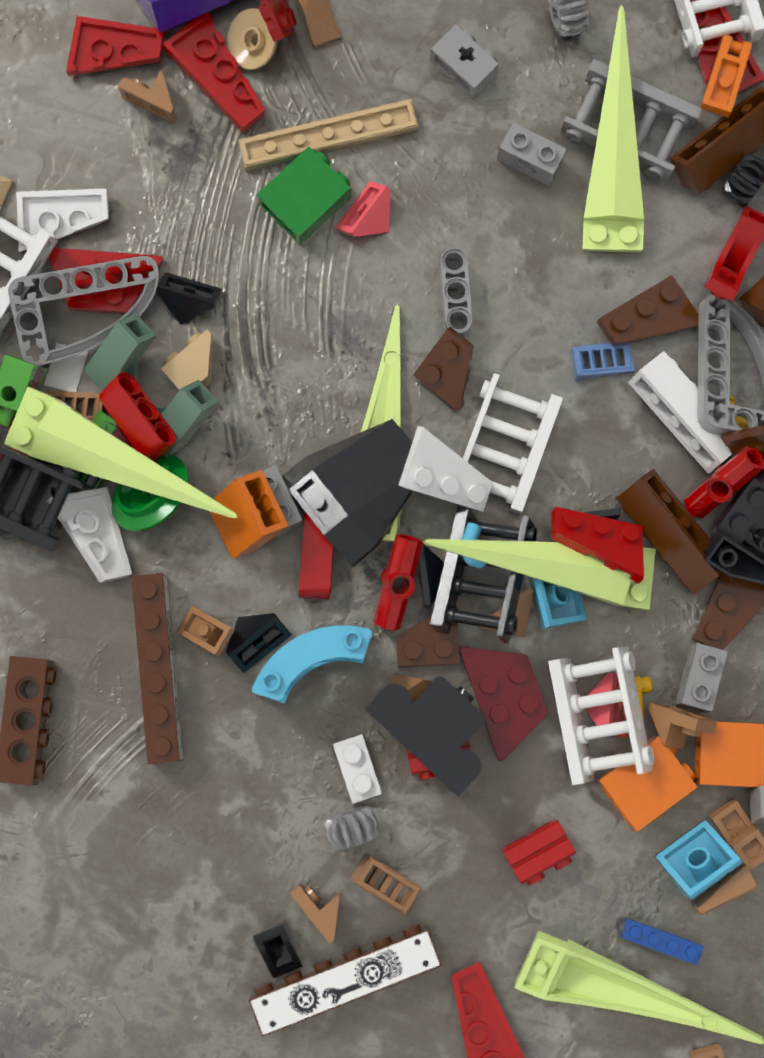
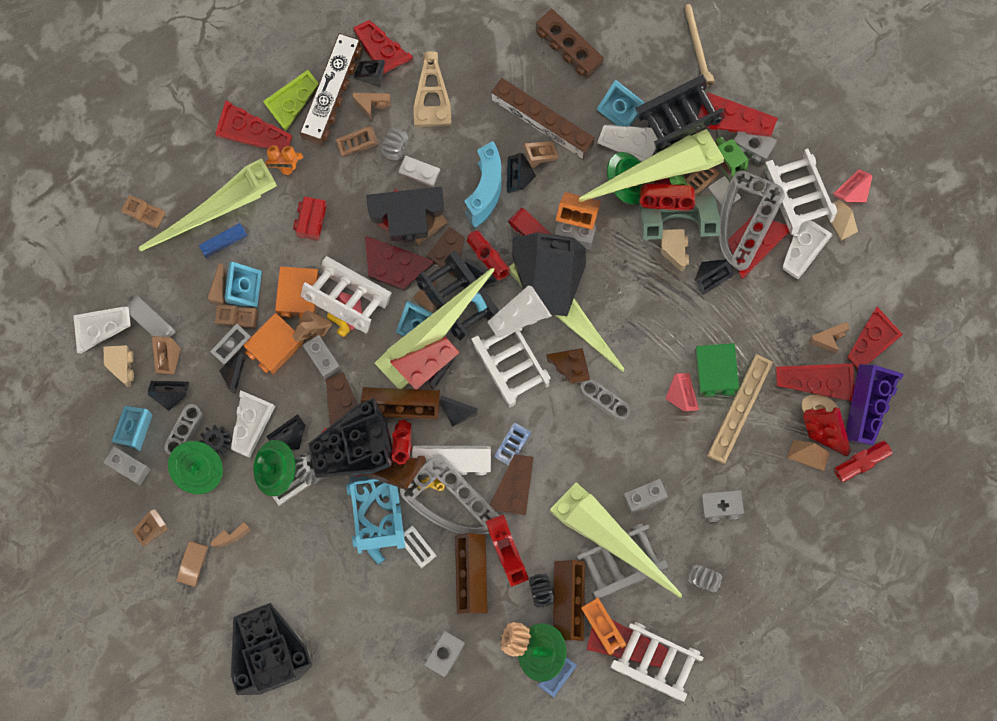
camera: 135 degrees right, 5 degrees down
(57, 583) = (620, 105): none -> medium azure slope
(232, 967) = (380, 46): none -> red wing
(269, 817) = (431, 115): none -> tan plate
(401, 1022) = (291, 99): none -> lime wing
(493, 955) = (283, 160): none -> orange hips
(619, 457) = (457, 411): none -> black slope

